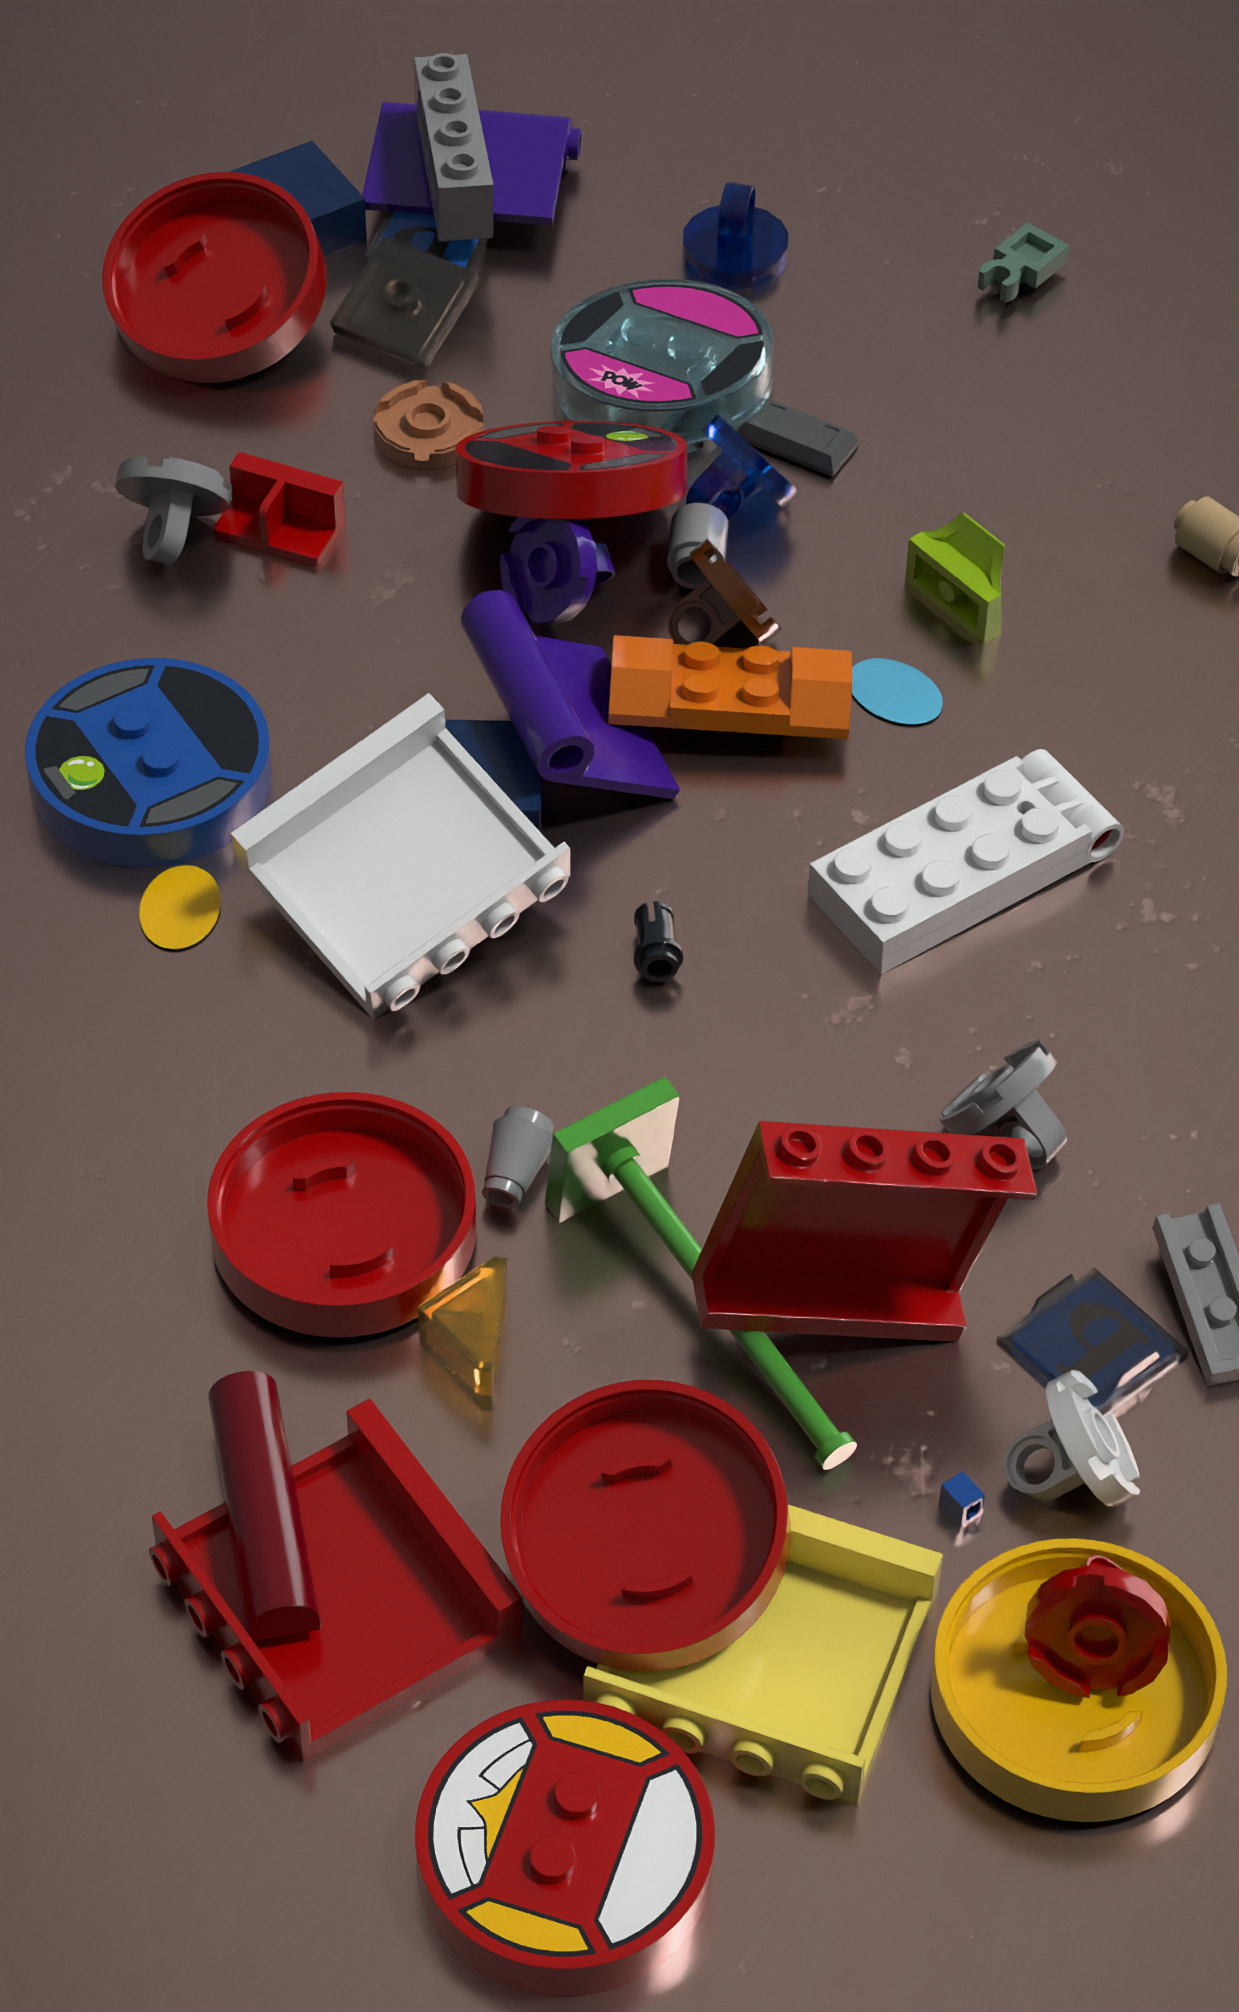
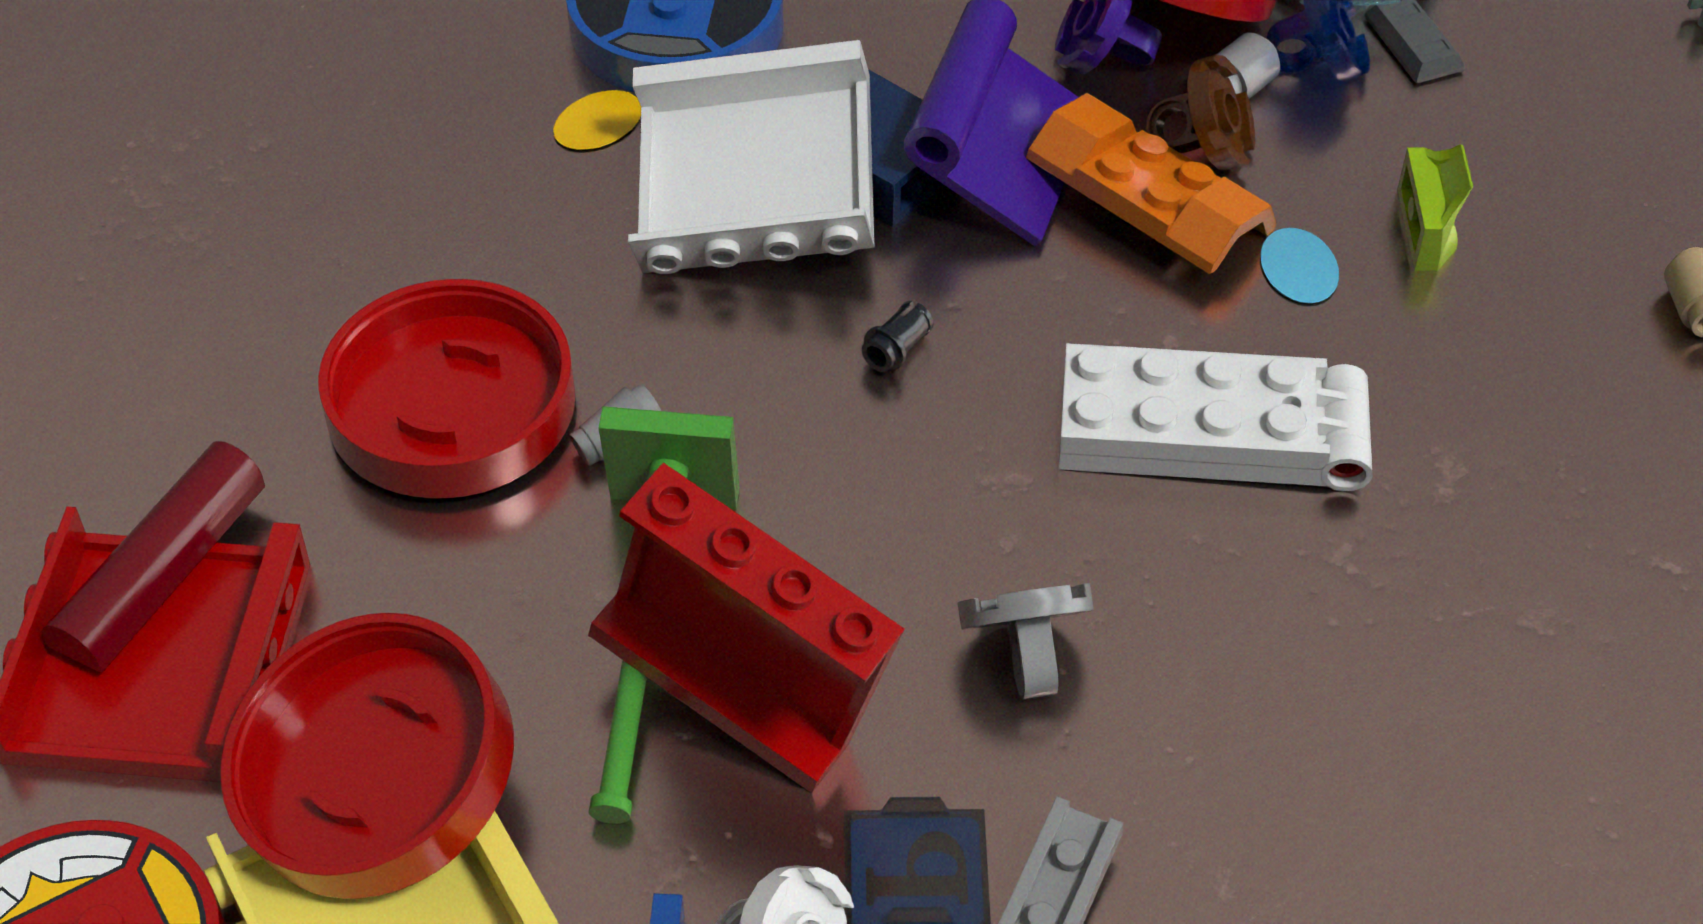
camera: 40 degrees right, 0 degrees up
(465, 1329) = (447, 527): clear yellow slope -> none

